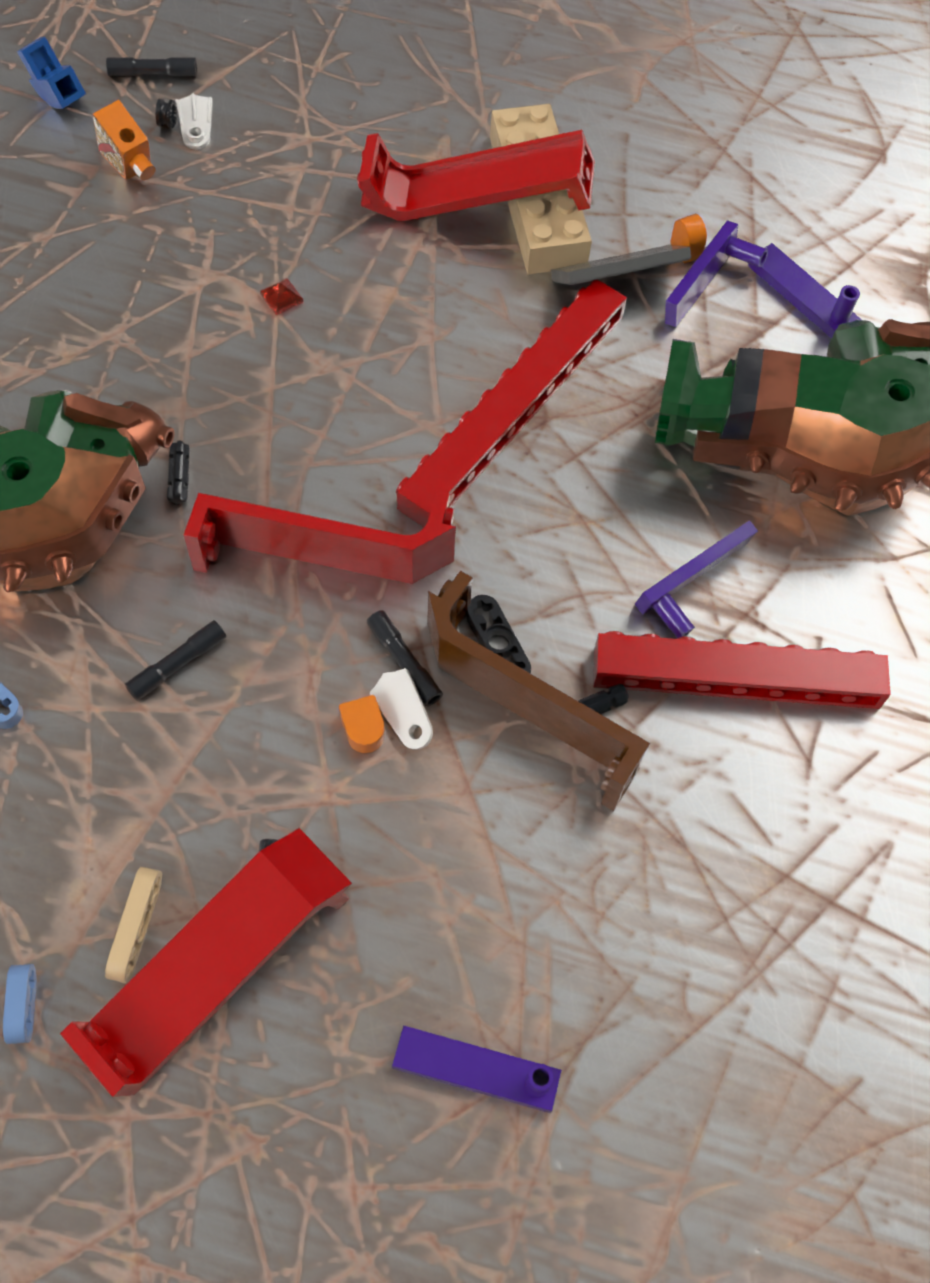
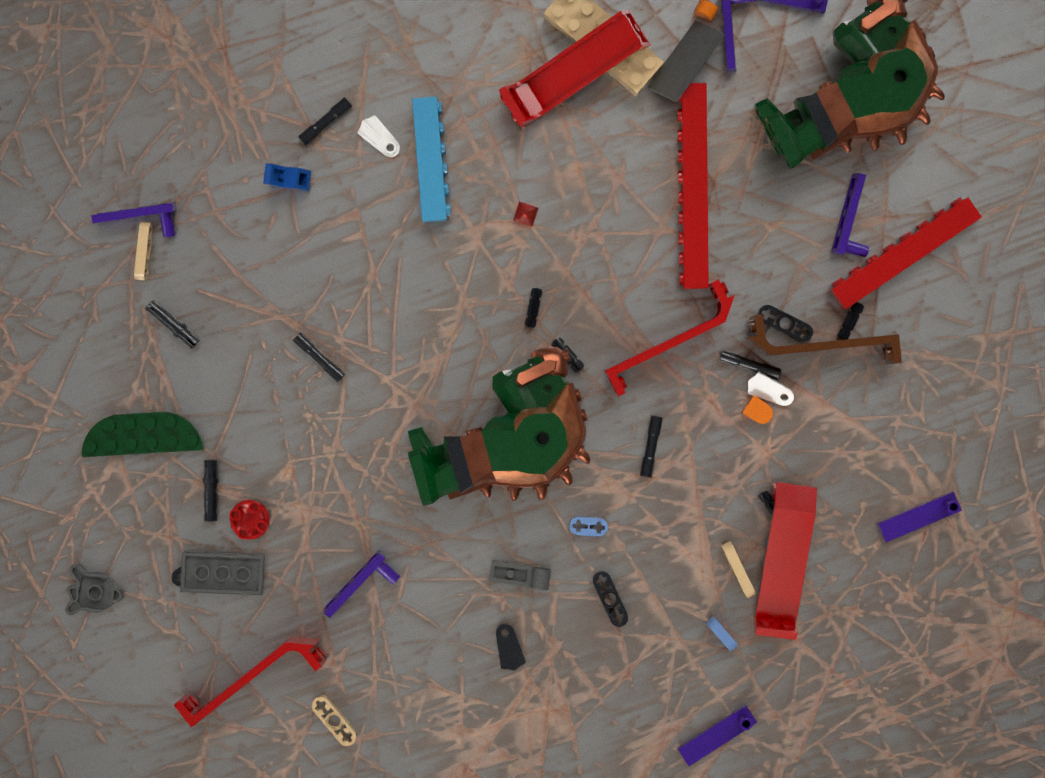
camera: 30 degrees left, 25 degrees up
(123, 142) = (361, 191): orange torso -> none
(165, 113) = (365, 148): black bush -> none
(189, 393) = (533, 307): none -> black axle
(224, 169) = (430, 160): none -> dark azure brick

